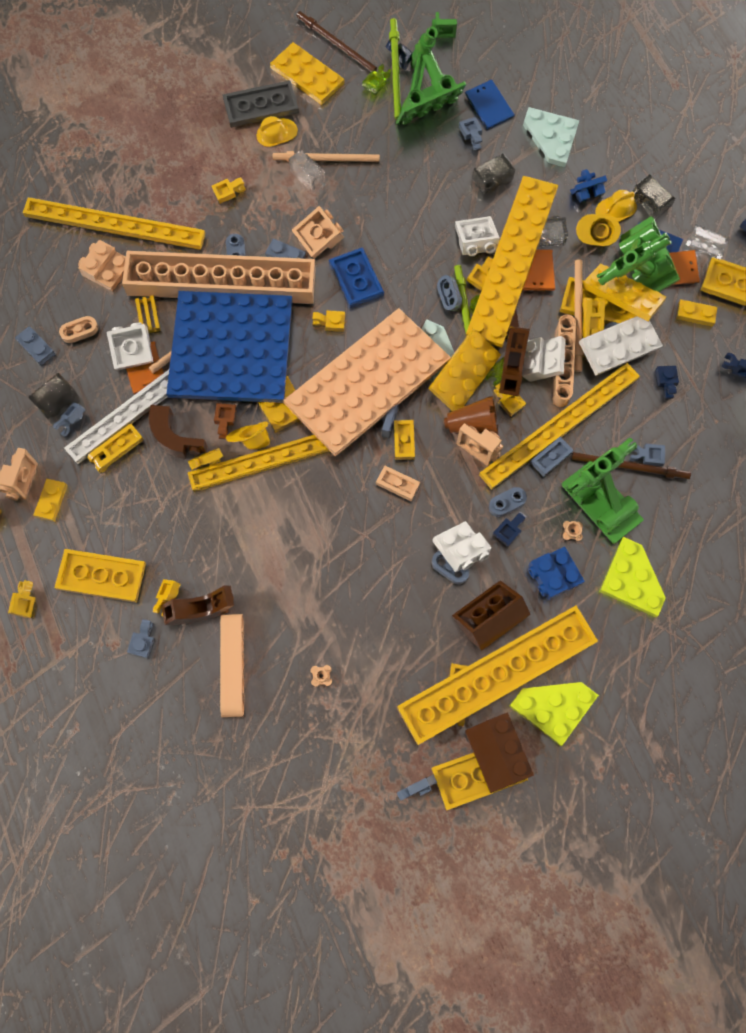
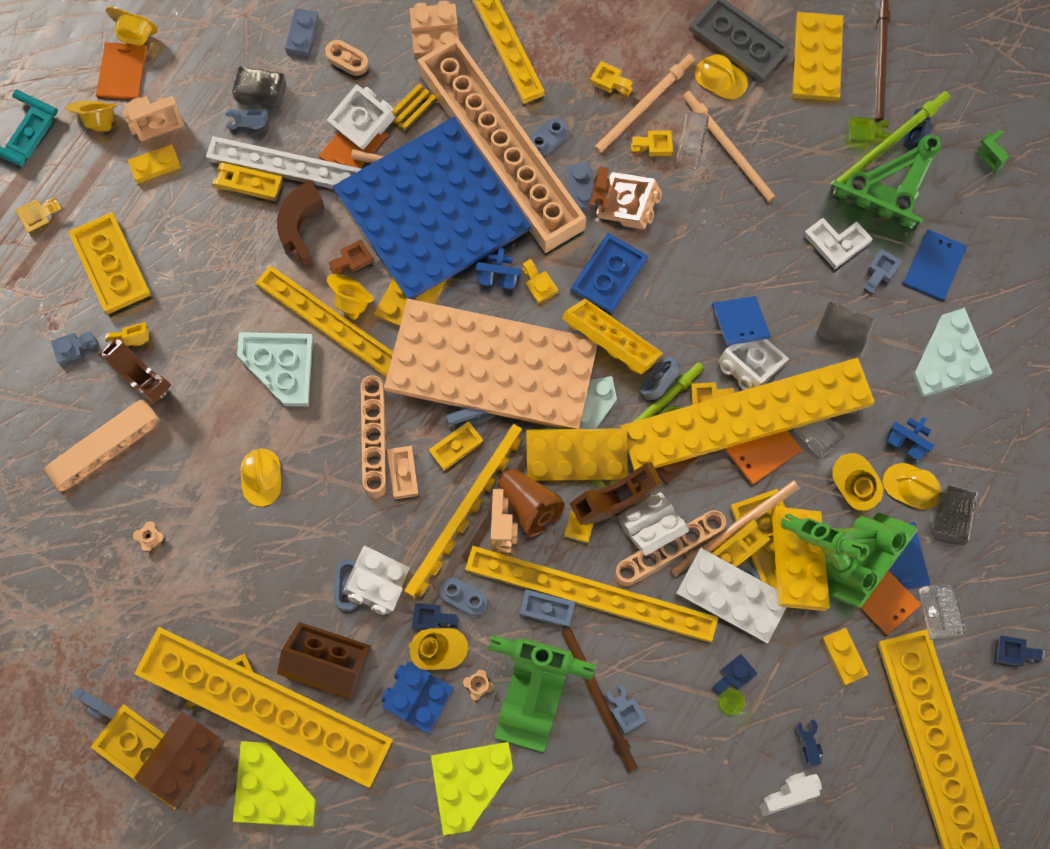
camera: 55 degrees right, 0 degrees up
(211, 457) = (300, 275): yellow plate -> none
(253, 153) = (674, 74): none -> light nougat bar
(263, 510) = (280, 363): none -> light aqua plate
(291, 193) = (657, 143): none -> yellow plate
(297, 241) = (600, 185): none -> dark orange plate
(312, 332) = (487, 271): none -> blue hips
(332, 575) = (261, 477): none -> yellow piece
(355, 476) = (373, 448): none -> light nougat beam
(402, 299) = (612, 336): none -> yellow plate
(438, 145) = (836, 247): none -> white plate
(447, 223) = (741, 320): none -> blue container
(456, 469) = (459, 521): none -> yellow plate
(534, 538) = (438, 648): none -> yellow piece
(684, 391) = (732, 701): none -> clear neon green plate

